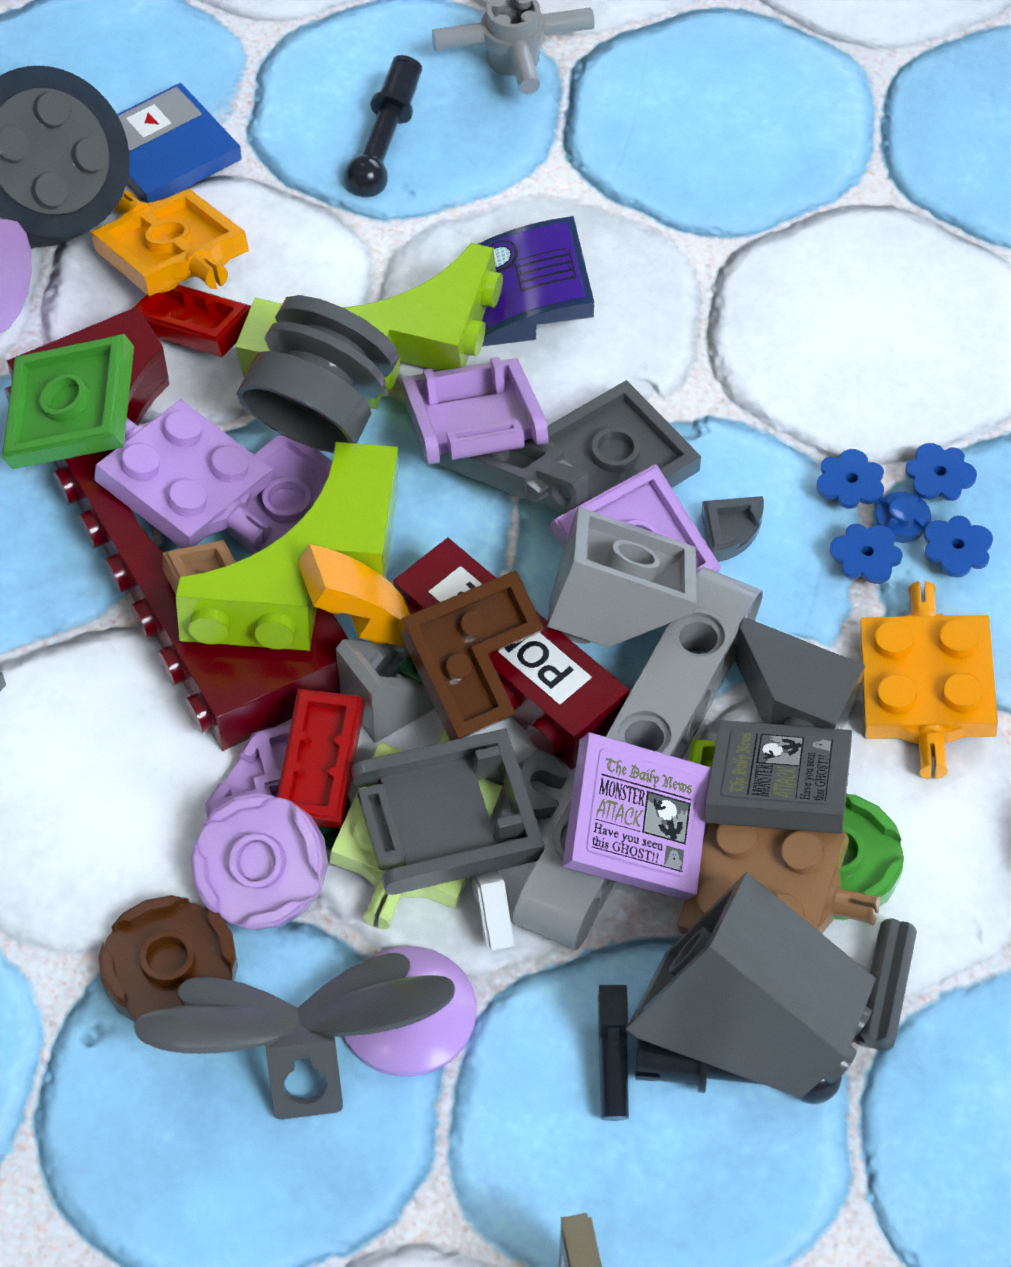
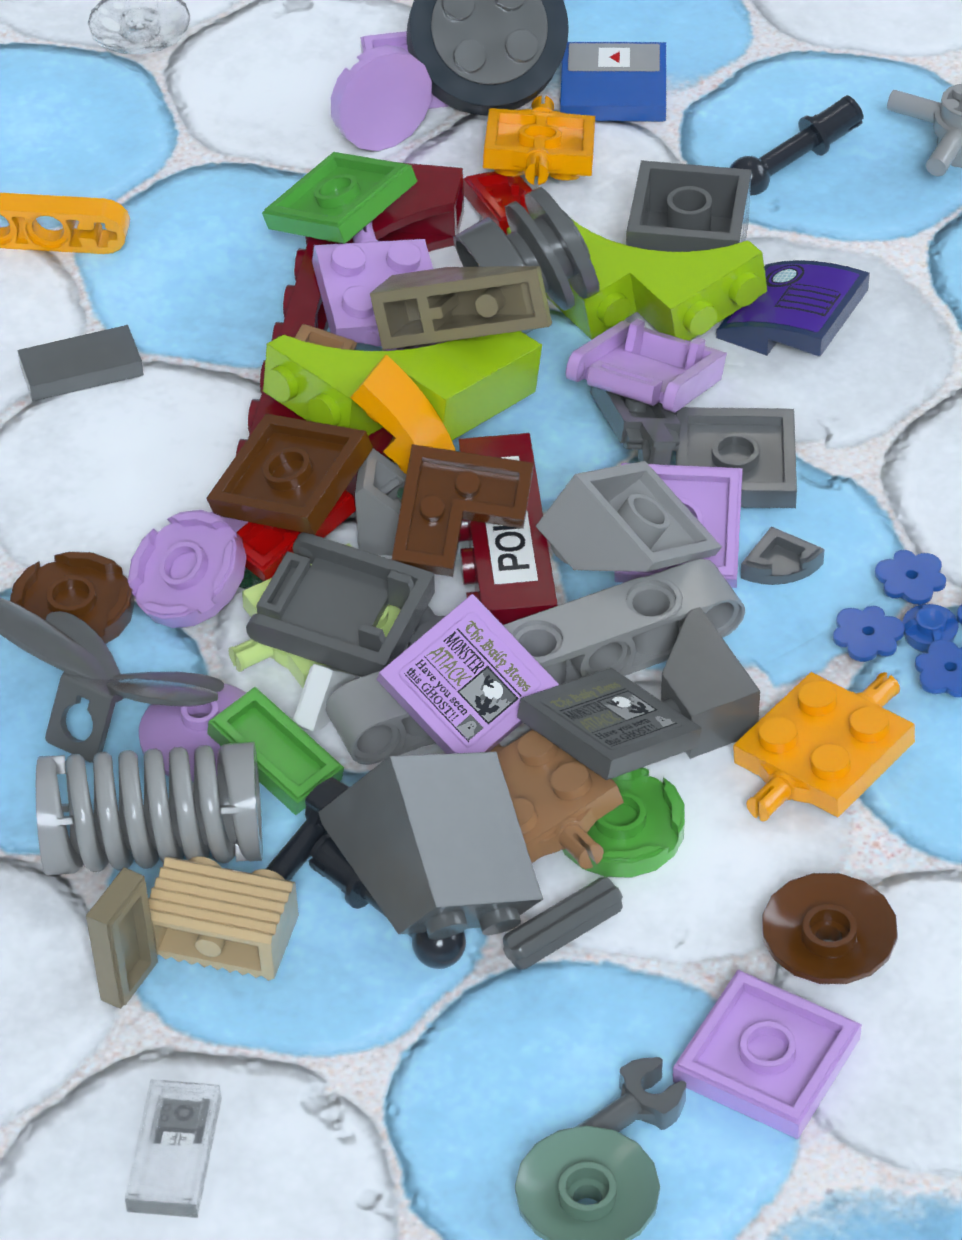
camera: 40 degrees right, 10 degrees down
(297, 712) = (290, 473): none -> reddish brown plate
(312, 451) = (458, 304): none -> dark tan slope
(378, 242) = (688, 207): none -> dark grey brick
(507, 988) = (286, 755): none -> bright green tile
(509, 1103) = (215, 818): none -> light grey piece
(623, 1181) = (222, 916): none -> tan brick

